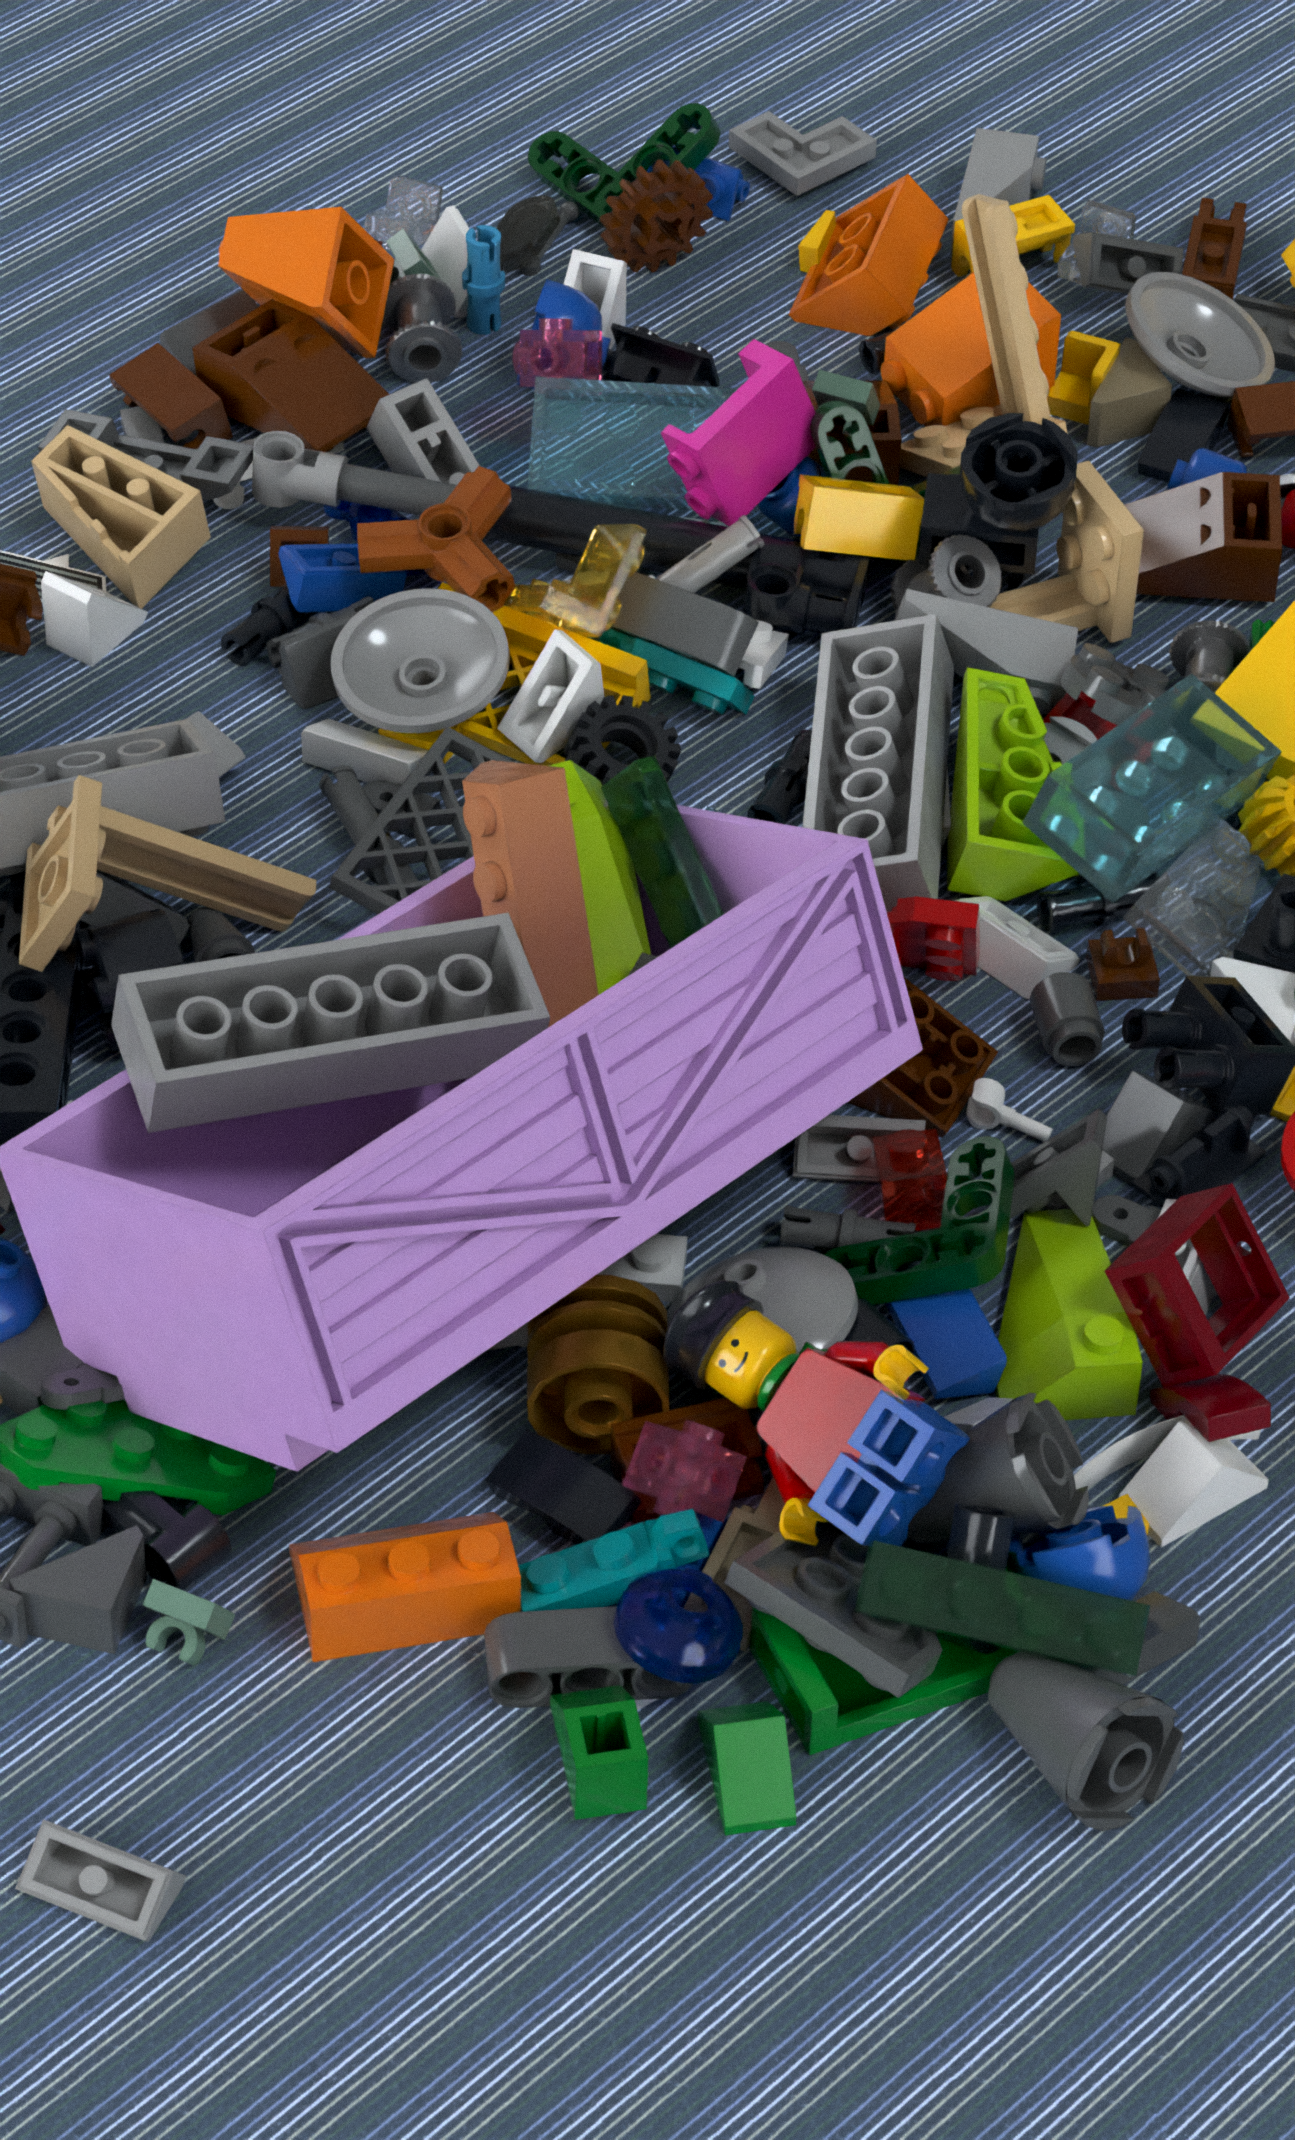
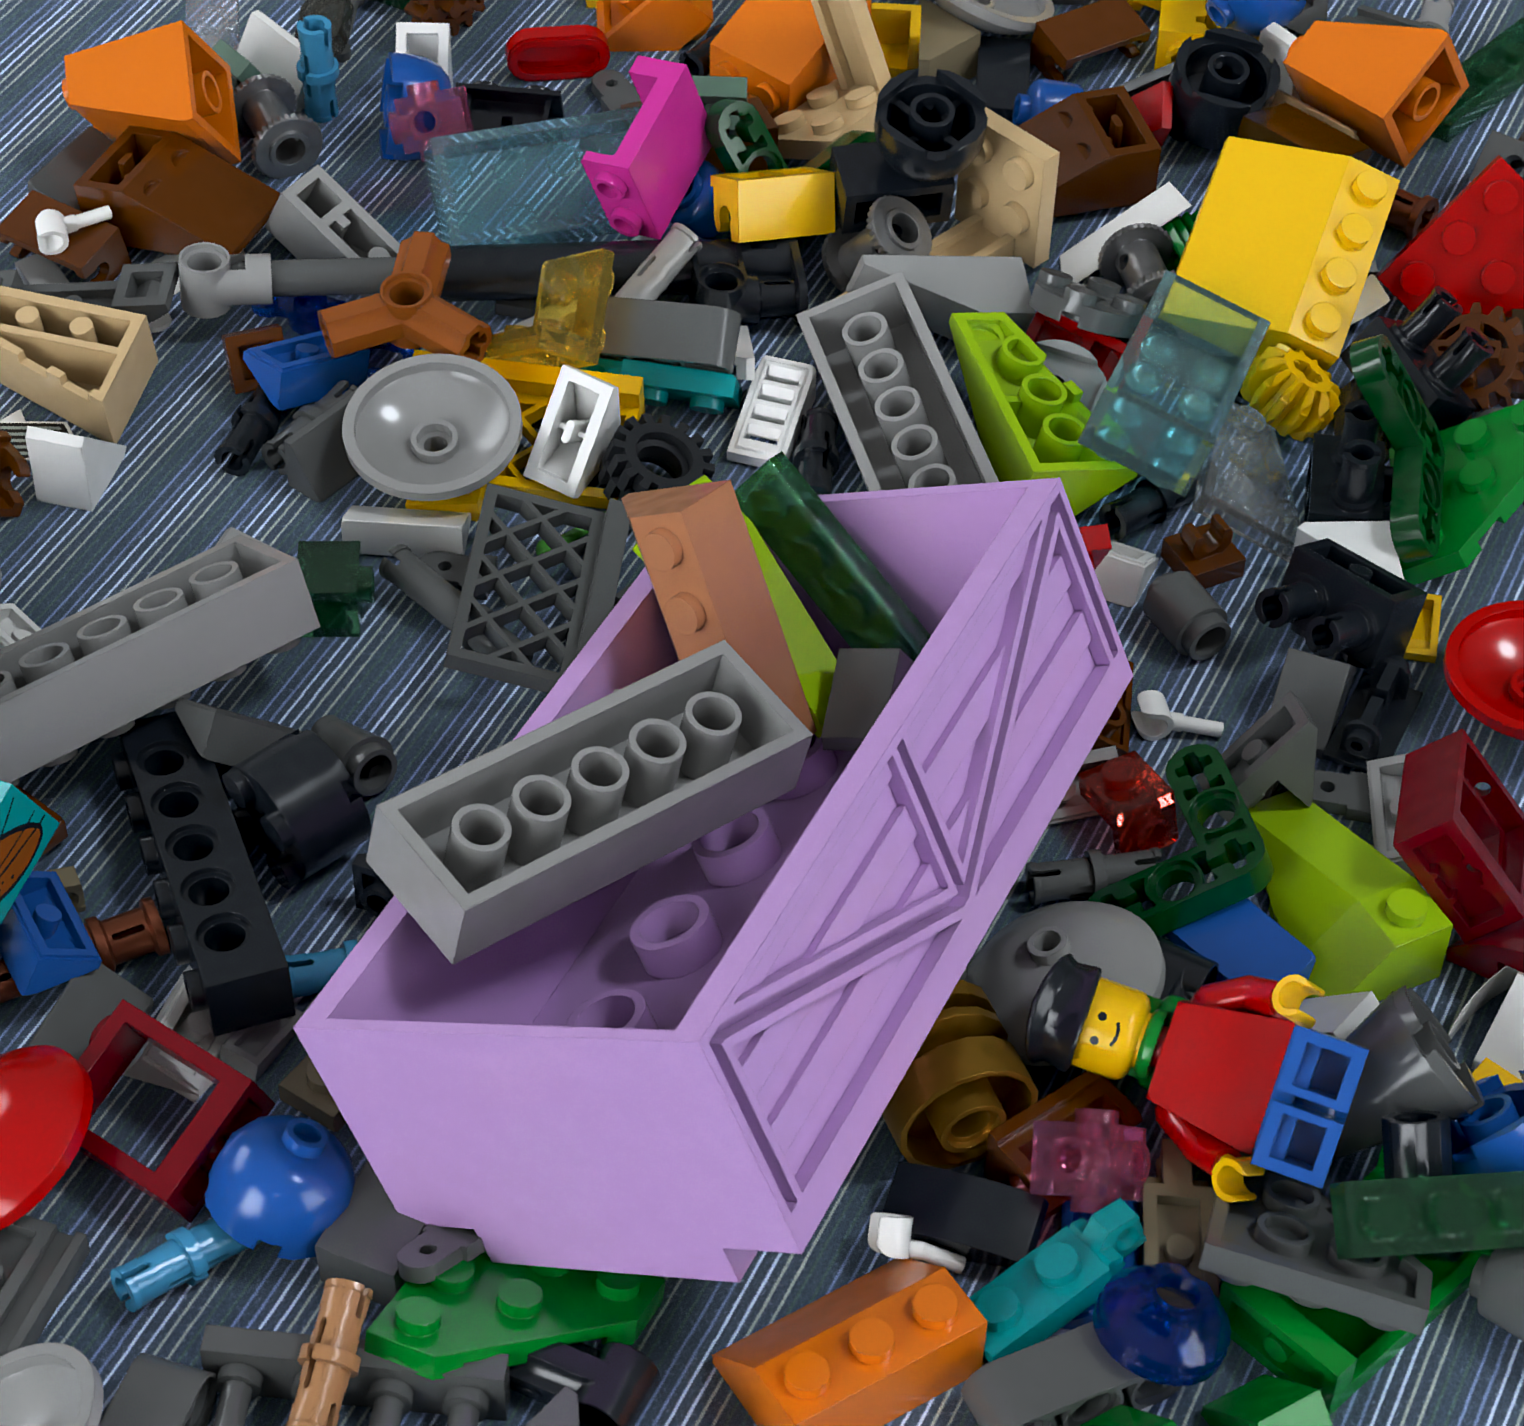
camera: 20 degrees left, 0 degrees up
(91, 838) = (200, 712): tan bracket -> none
(158, 383) = (54, 228): none -> white hand
(267, 791) = (336, 585): none -> clear green brick
(487, 1492) = (892, 1237): none -> white hand
(737, 312) = (557, 52): none -> red tile
(781, 696) = (773, 410): none -> white slope
(1240, 614) = (1155, 209): none -> white sticker

